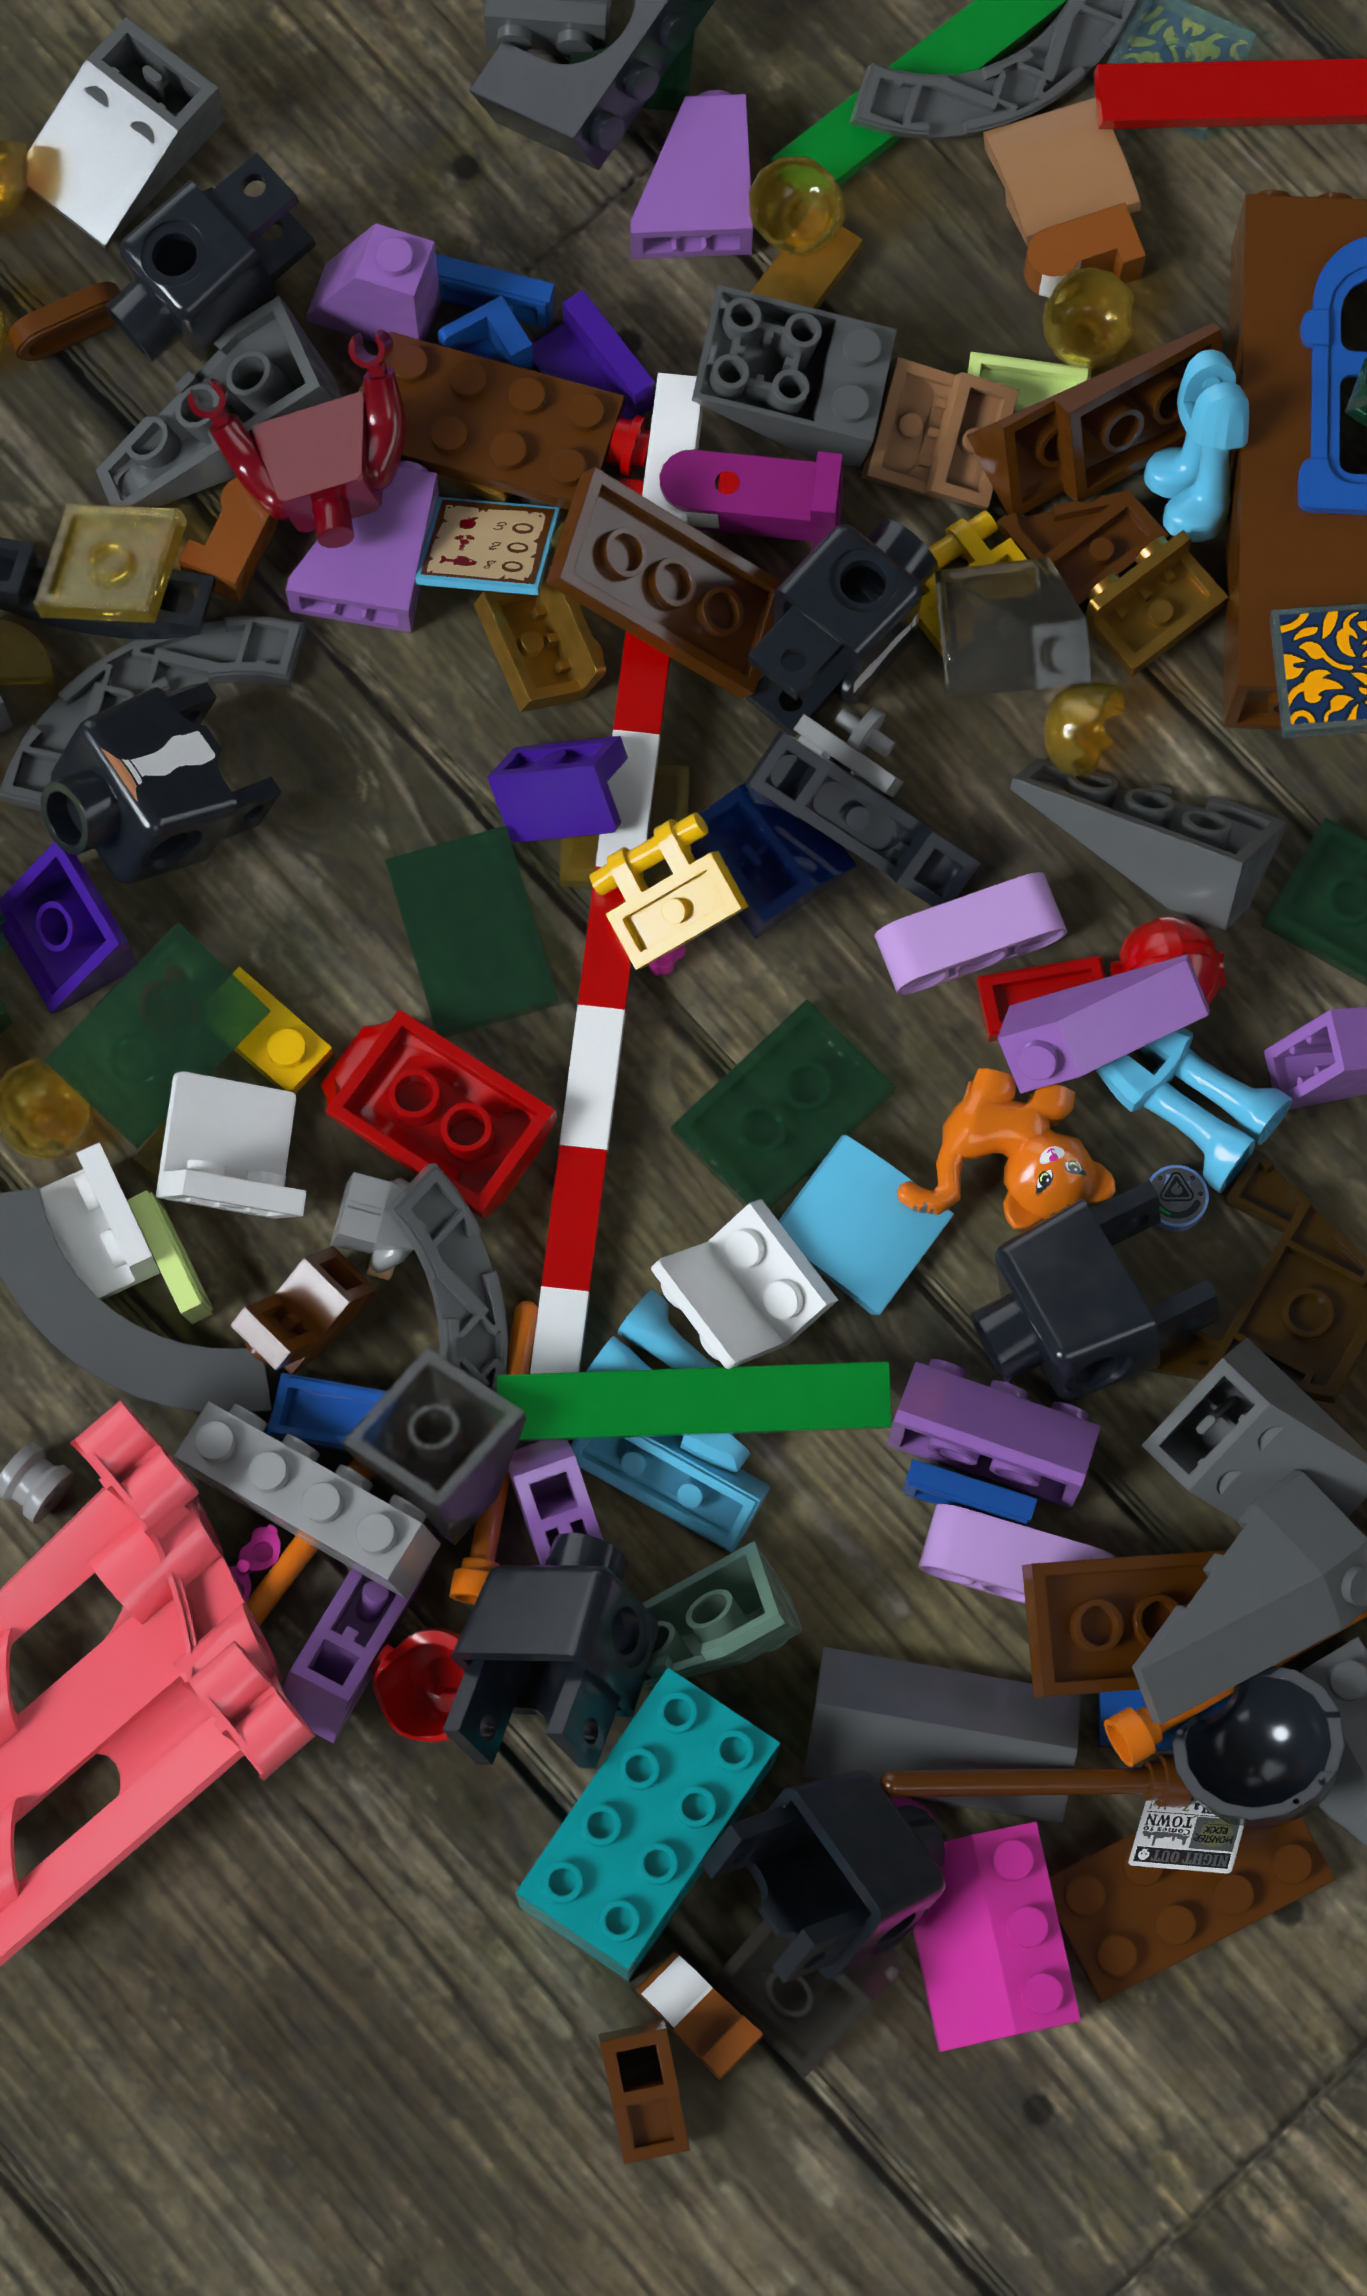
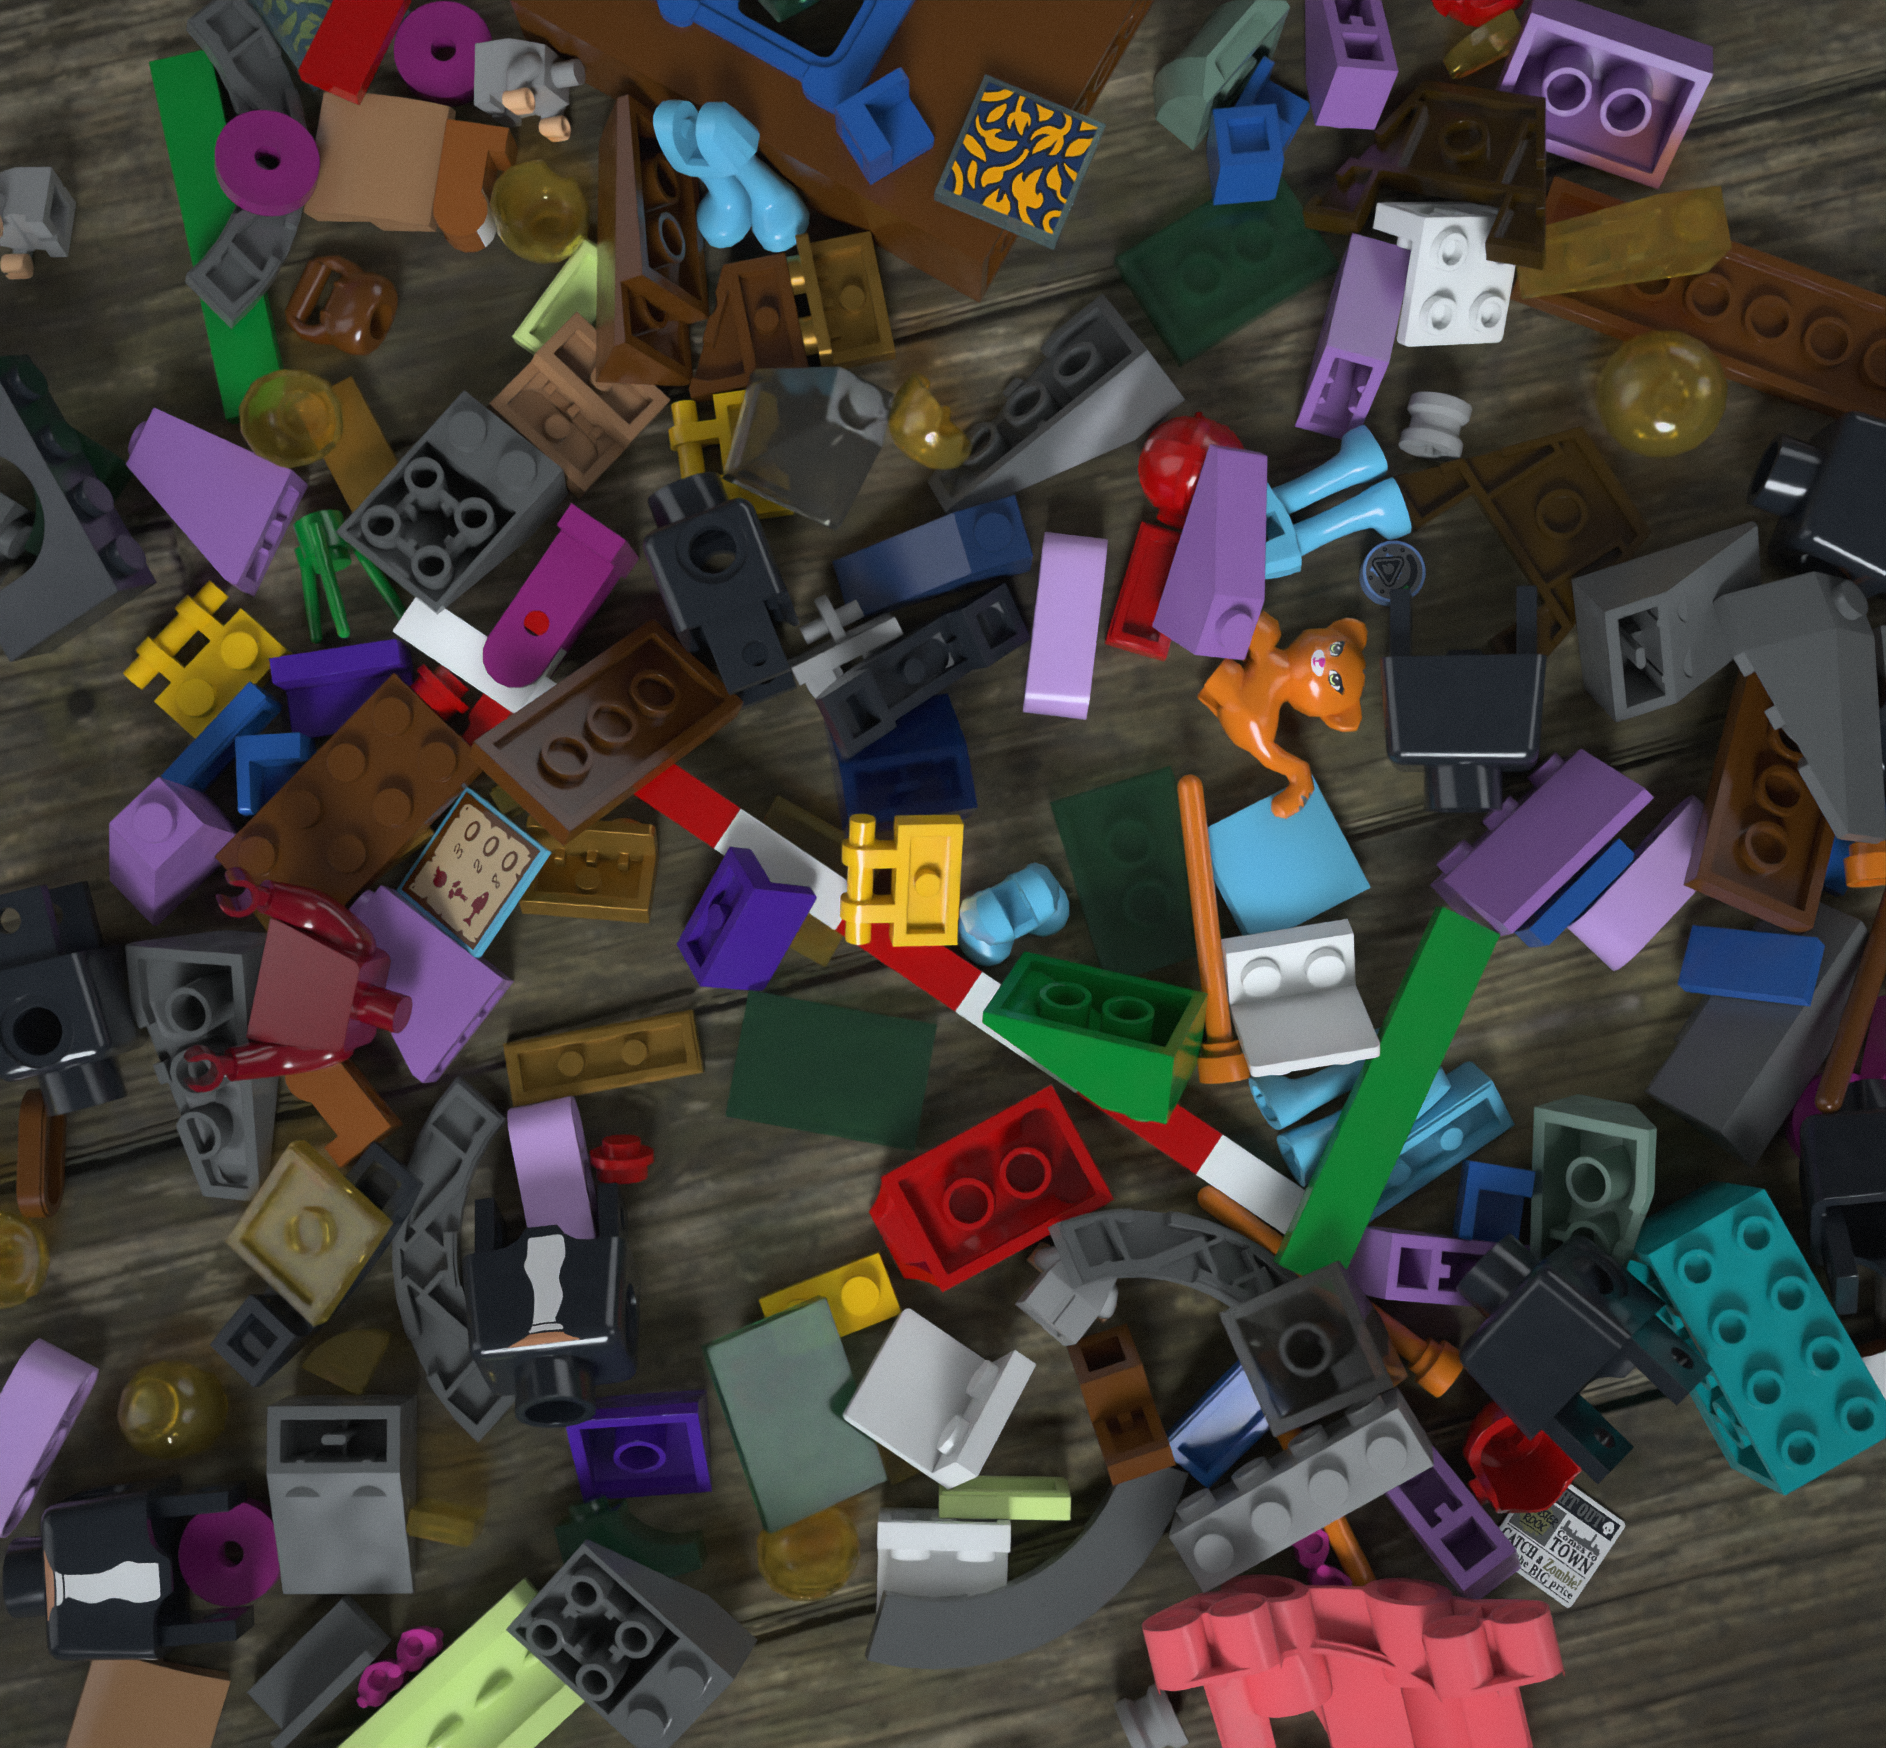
camera: 65 degrees left, 10 degrees up
(272, 734) = (554, 1167): none -> lavender beam
(303, 791) = (621, 1159): none -> red plate
(376, 1778) = (1563, 1544): none -> sticker
(383, 737) = (603, 1057): none -> pearl gold tile
(551, 258) = (218, 672): none -> yellow plate
(624, 1133) = (1103, 1032): none -> green slope
(648, 1251) = (1221, 1053): none -> orange piece
(655, 1553) = (1490, 1201): none -> blue panel
(684, 989) = (1019, 905): none -> medium azure piece
(694, 292) = (325, 553): none -> green plant
(920, 217) = (356, 312): none -> reddish brown piece
(971, 798) = (937, 558): none -> dark blue slope
(984, 96) = (273, 136): none -> magenta piece
(986, 1677) = (1751, 965): none -> blue tile
(1191, 153) = (424, 35): none -> magenta piece
(1195, 248) = (525, 80): none -> light grey piece
(1305, 541) = (883, 126): none -> blue panel
(1327, 1165) = (1435, 426): none -> light grey wheel

